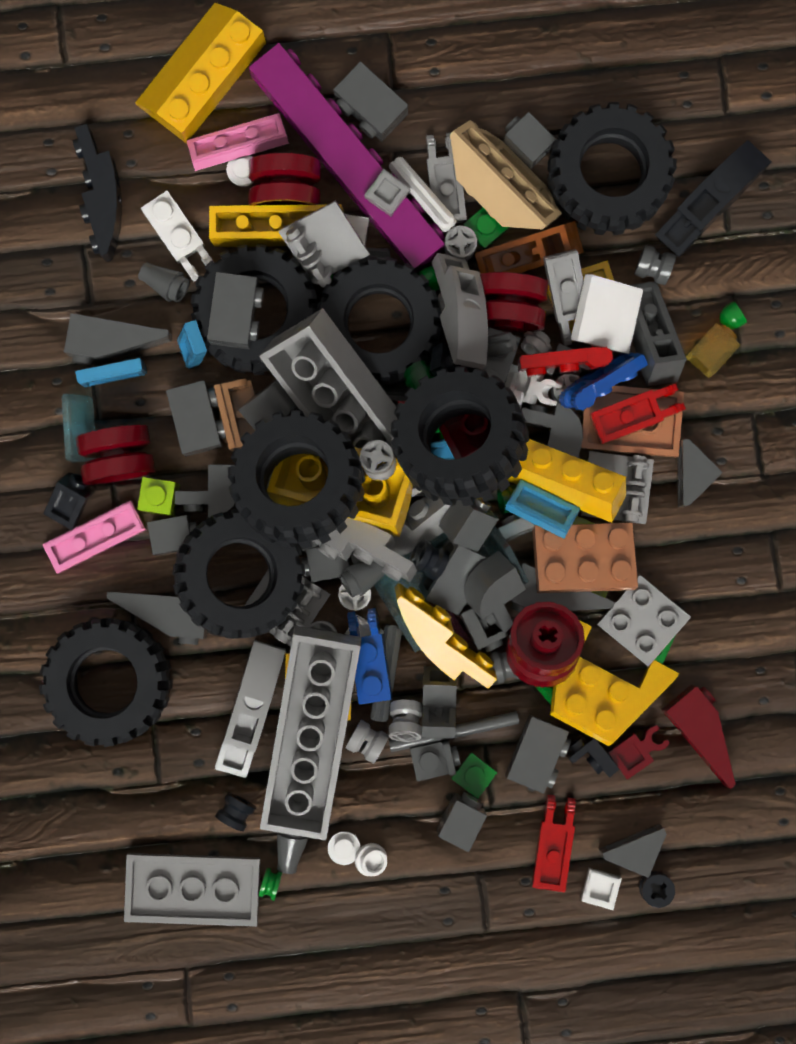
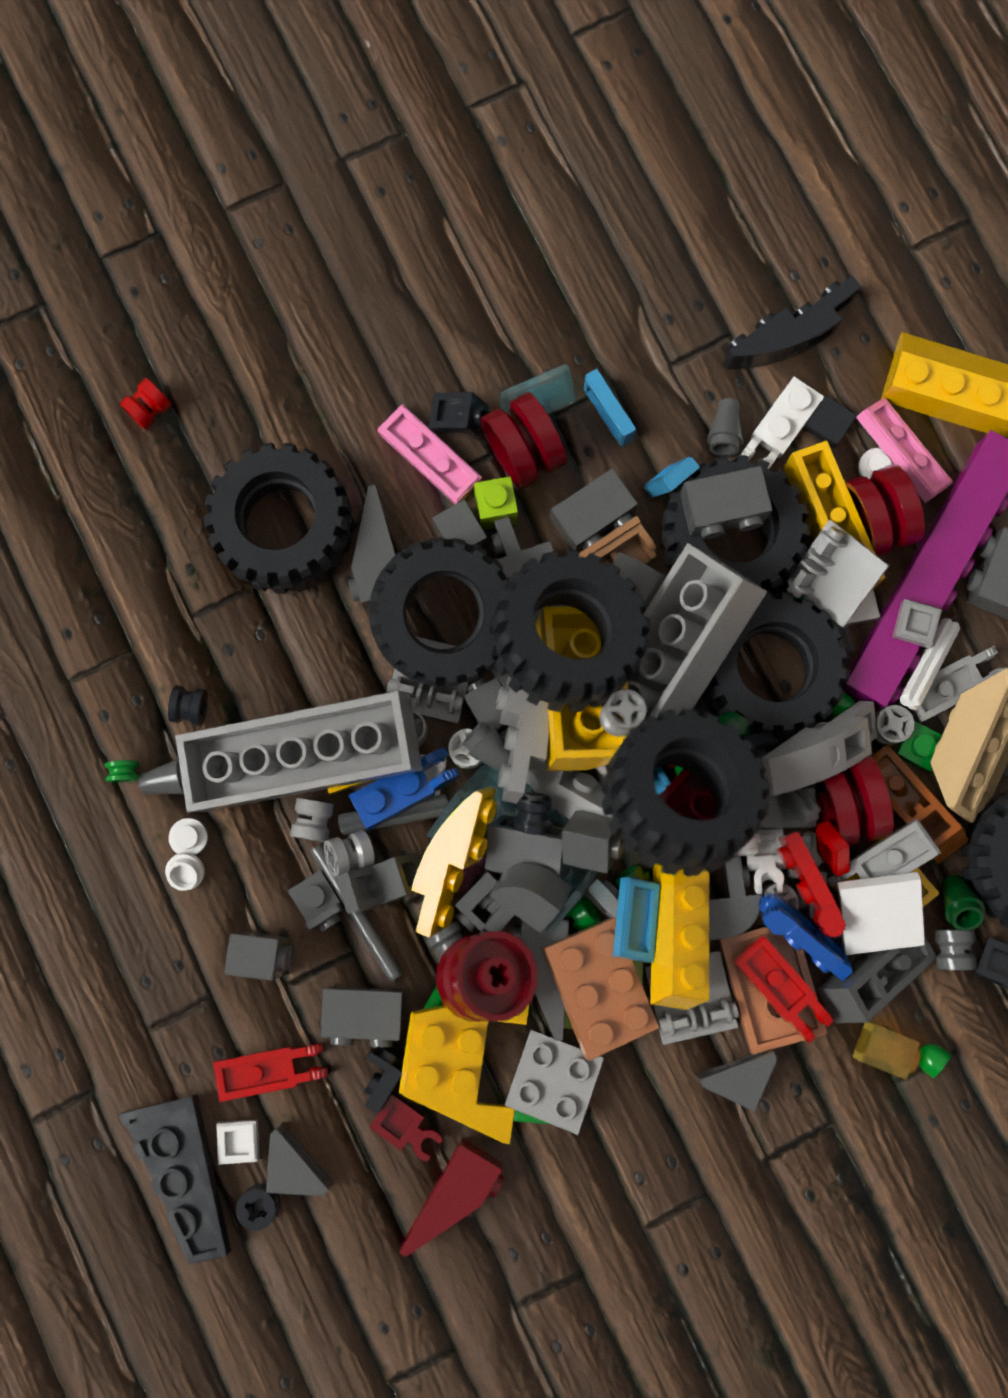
camera: 75 degrees right, 5 degrees down
(104, 339) = (642, 392): dark grey slope -> none
(190, 193) = (830, 421): none -> black tile
(192, 889) = (89, 690): light grey plate -> none
(250, 709) = (303, 680): light grey slope -> none
(474, 775) = (316, 952): green plate -> none
(522, 548) = (584, 914): none -> green hinge
(543, 332) = (832, 848): none -> red tile
(601, 940) = (178, 1157): none -> black wing
(622, 246) = (961, 904): none -> dark green cone

